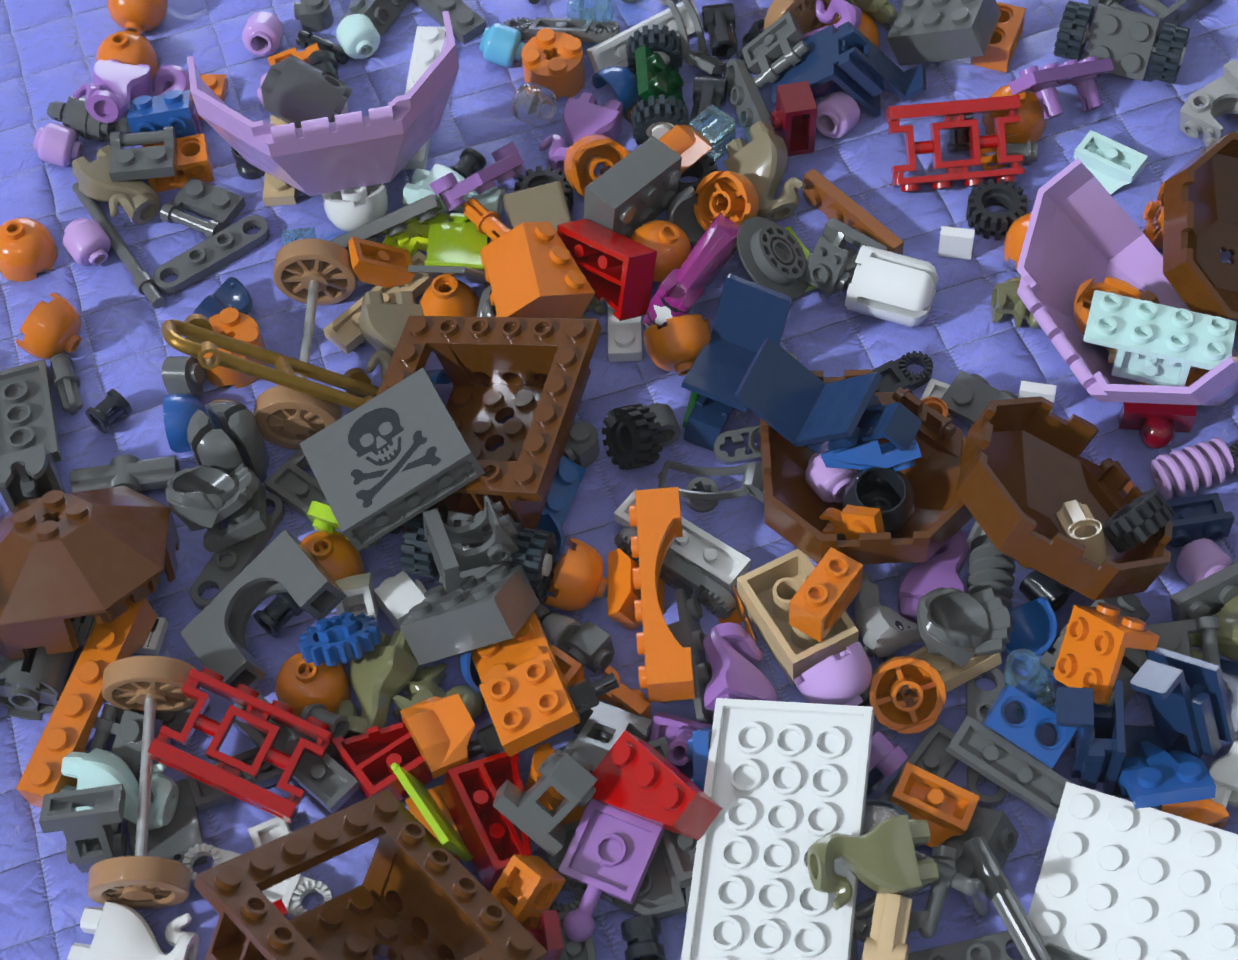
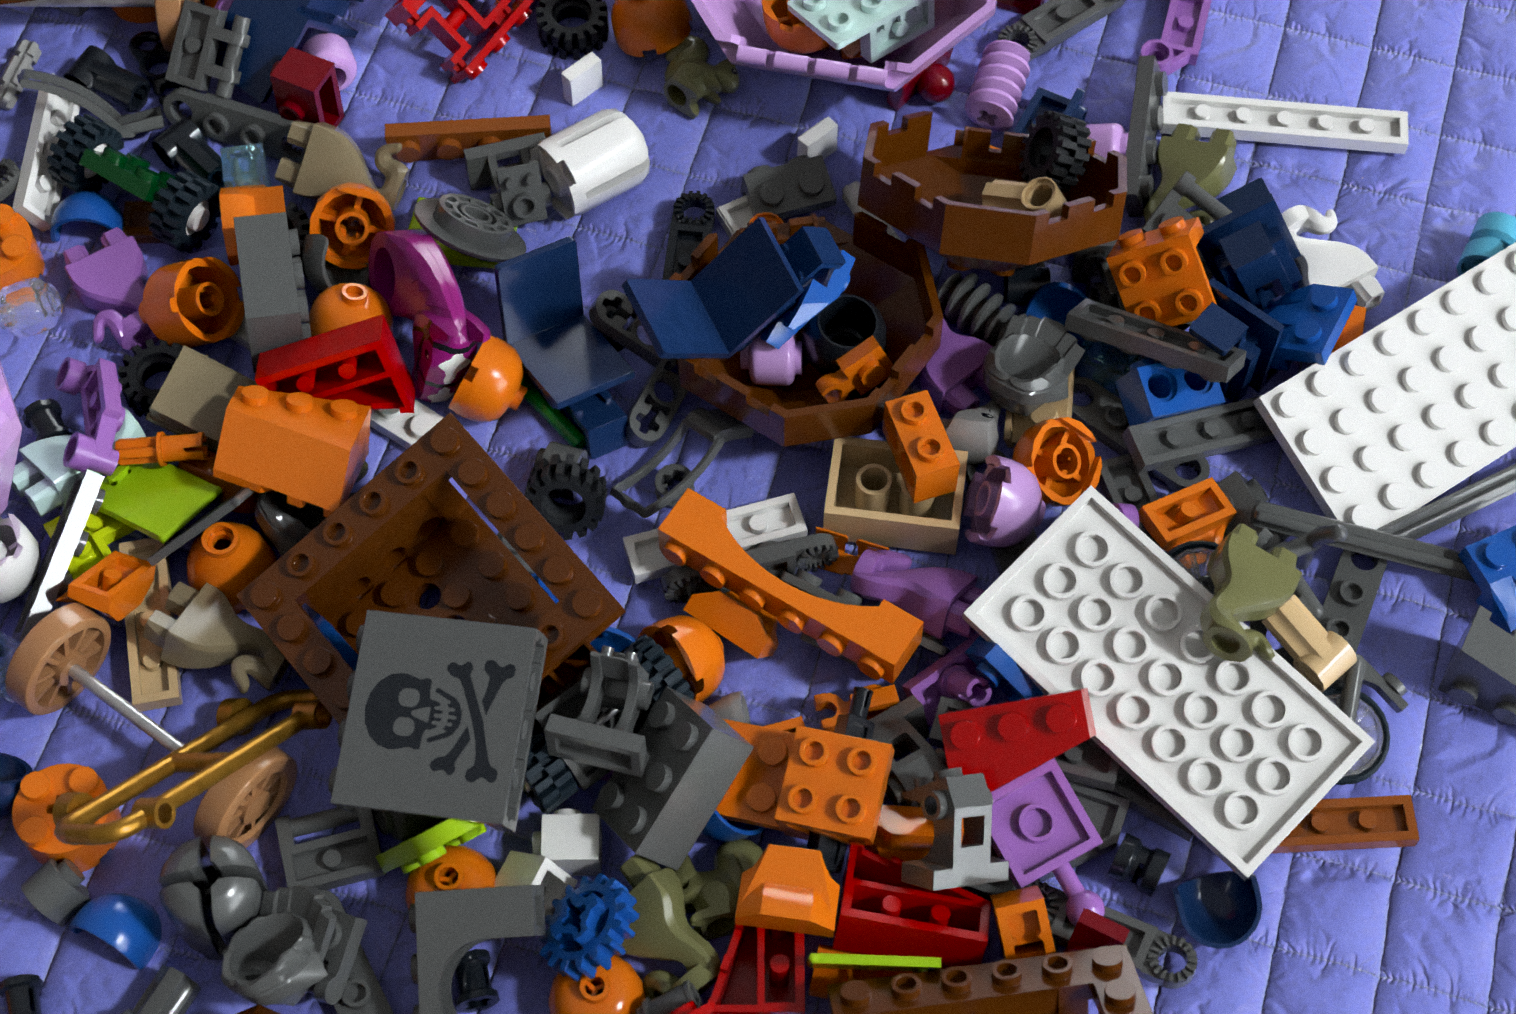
camera: 60 degrees left, 5 degrees up
(591, 647) = (773, 698): dark grey plate -> none
(1041, 678) = (1152, 339): none -> dark grey plate

